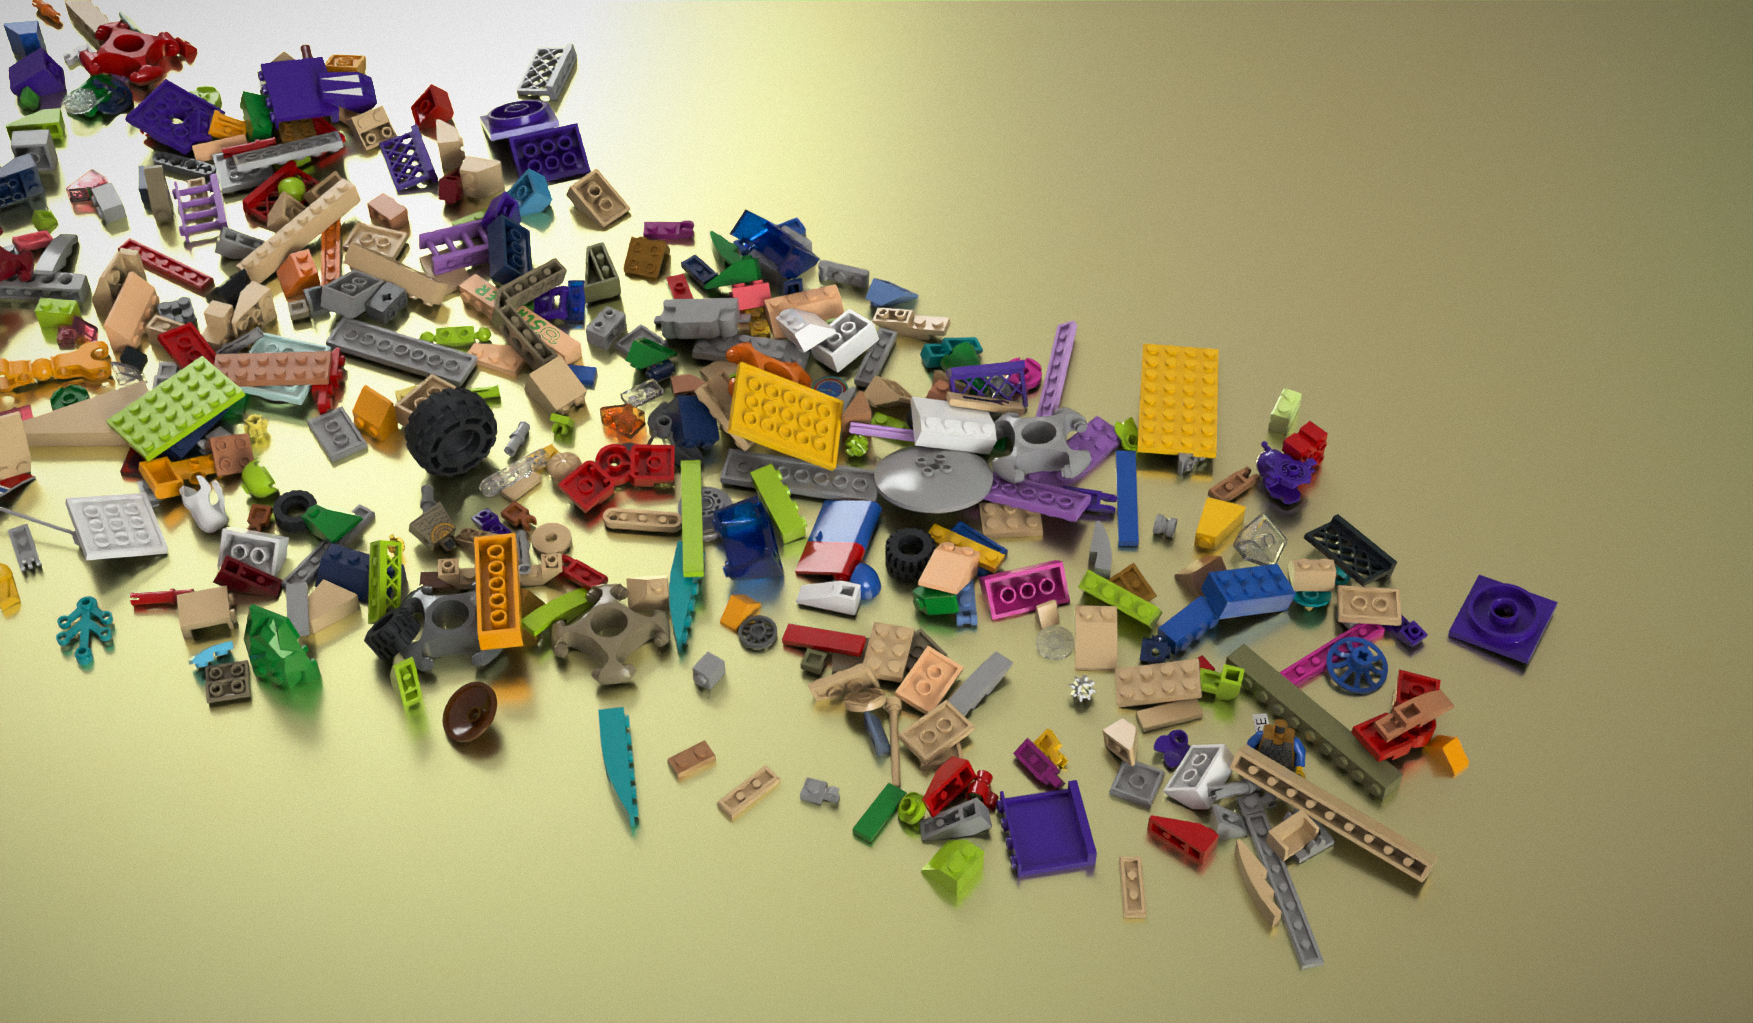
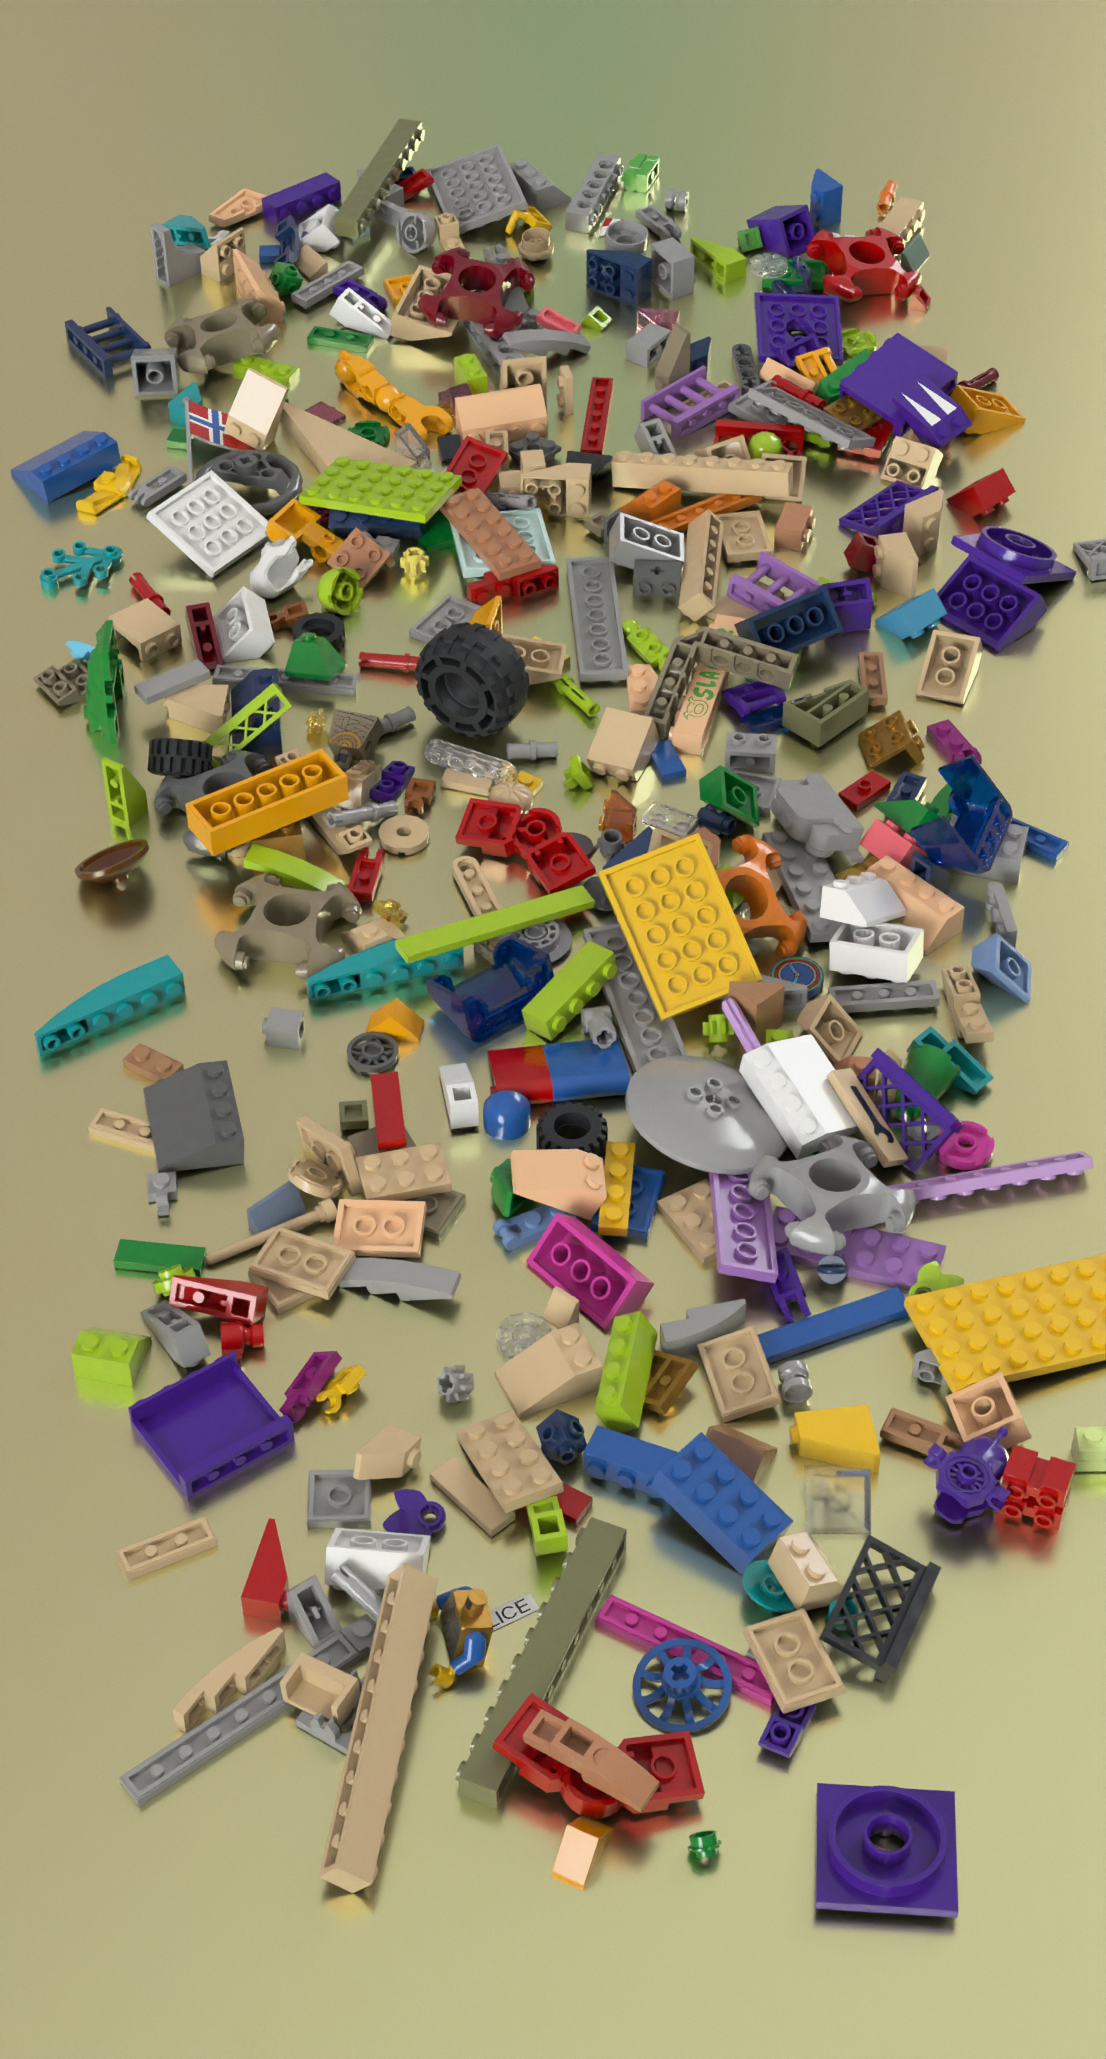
camera: 65 degrees right, 5 degrees down
(63, 484) = (255, 469): none -> dark grey piece
(367, 472) = (401, 662): none -> red pin
(572, 238) = (873, 677): none -> medium nougat plate
(629, 572) = (390, 910): none -> clear yellow plate
(766, 748) = (195, 1119): none -> dark grey slope
(810, 502) = (599, 1024): none -> light grey piece
(1089, 474) = (832, 1268): none -> tile
(1145, 548) = (739, 1374): none -> tan tile
(1238, 447) = (987, 1407): none -> light nougat slope
(1468, 695) = (704, 1843): none -> green plate

